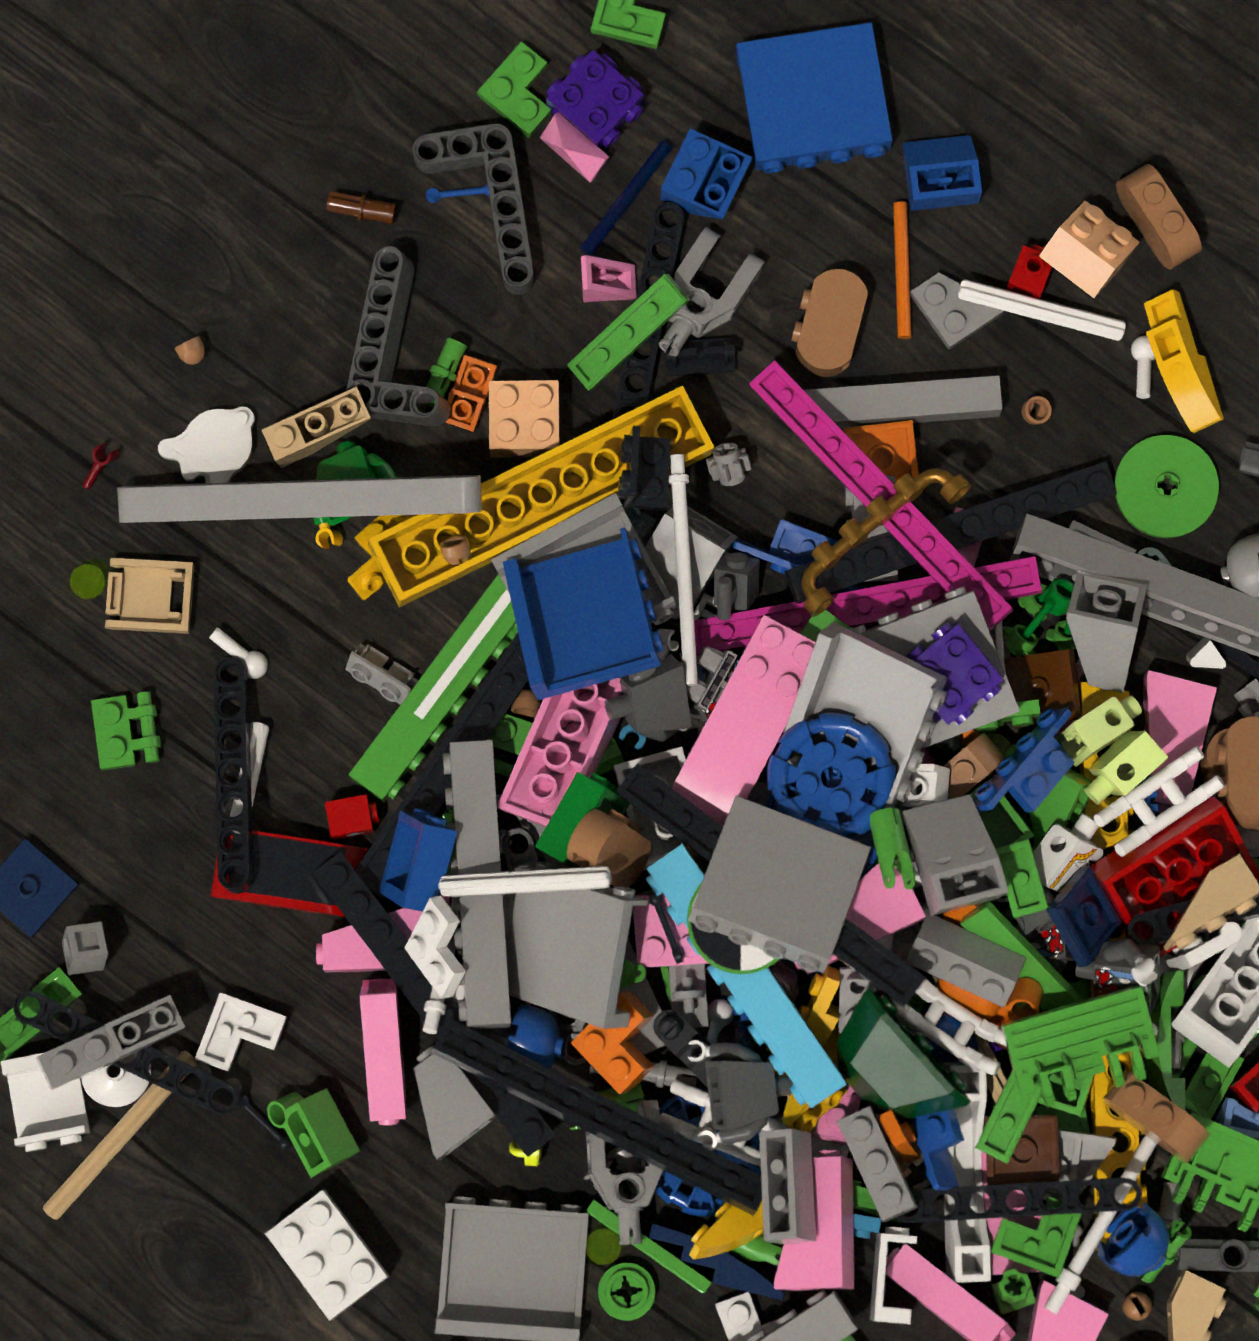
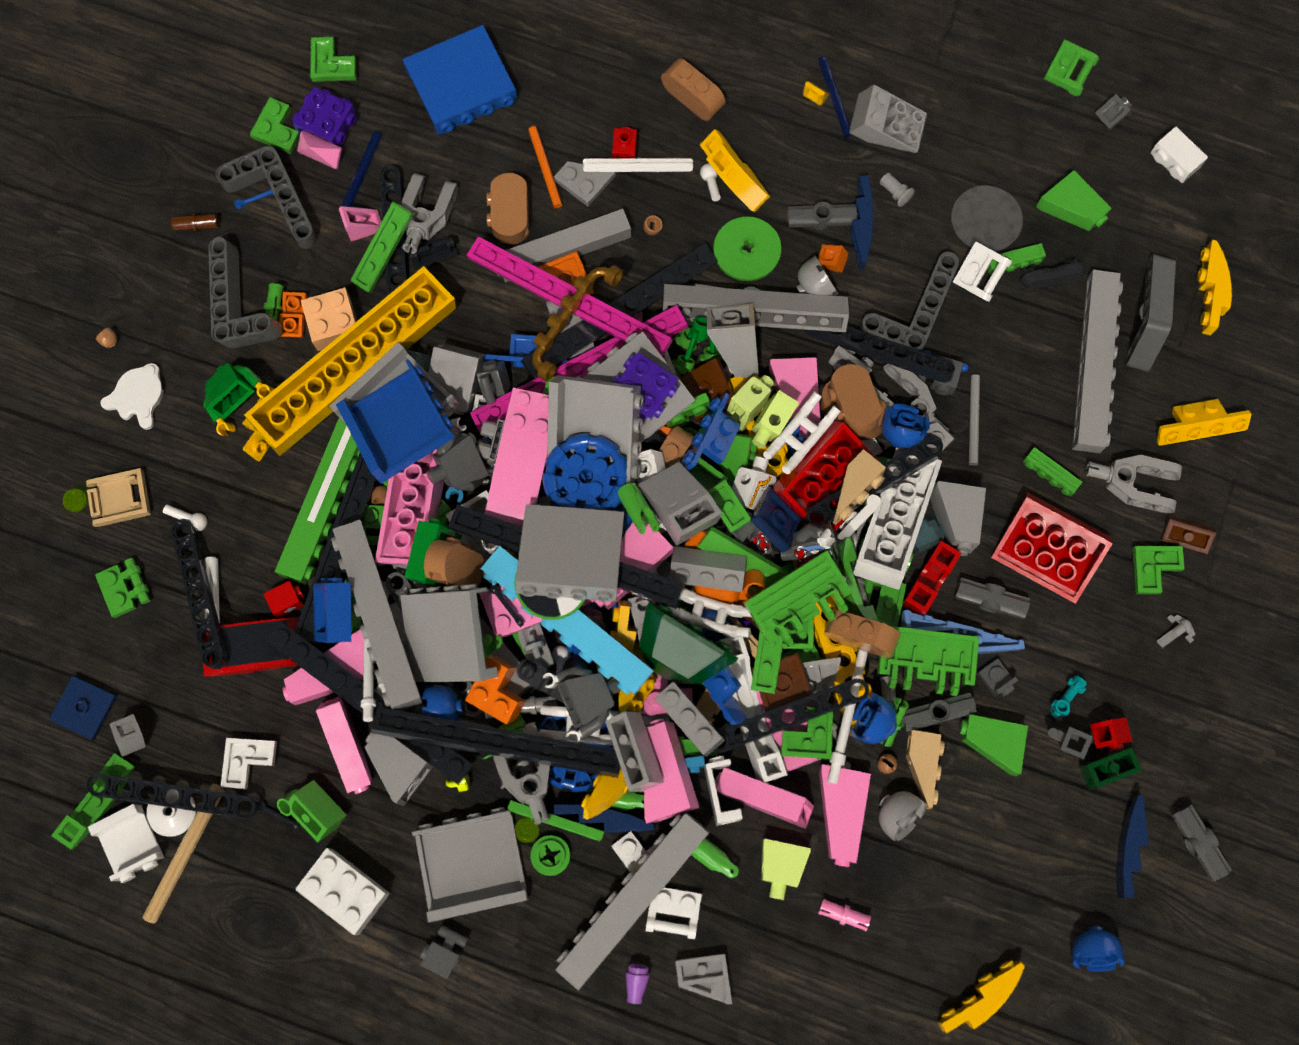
camera: 15 degrees left, 5 degrees down
(99, 462) = (64, 421): dark red hand -> none
(110, 1042) = (156, 792): light grey slope -> none
(300, 499) = (195, 403): light grey beam -> none
(315, 427) = (197, 361): tan slope -> none
(367, 667) = (272, 501): light grey hinge -> none
(430, 950) = (353, 664): white plate -> none
(455, 549) = (301, 404): medium nougat hinge -> none
(525, 881) = (402, 600): white axle -> none
(646, 473) = (412, 323): black bracket -> none
(678, 480) = (436, 324): white bar -> none
(704, 176) = (404, 142): blue slope -> none
(728, 464) = (469, 310): light grey gear -> none
(900, 1136) = (700, 696): orange plate -> none
(942, 173) = (553, 103): blue slope -> none
(1012, 1292) = (804, 778): bright green piece -> none
(1089, 248) = (656, 118): light nougat brick -> none
(1205, 655) = (803, 340): white slope -> none

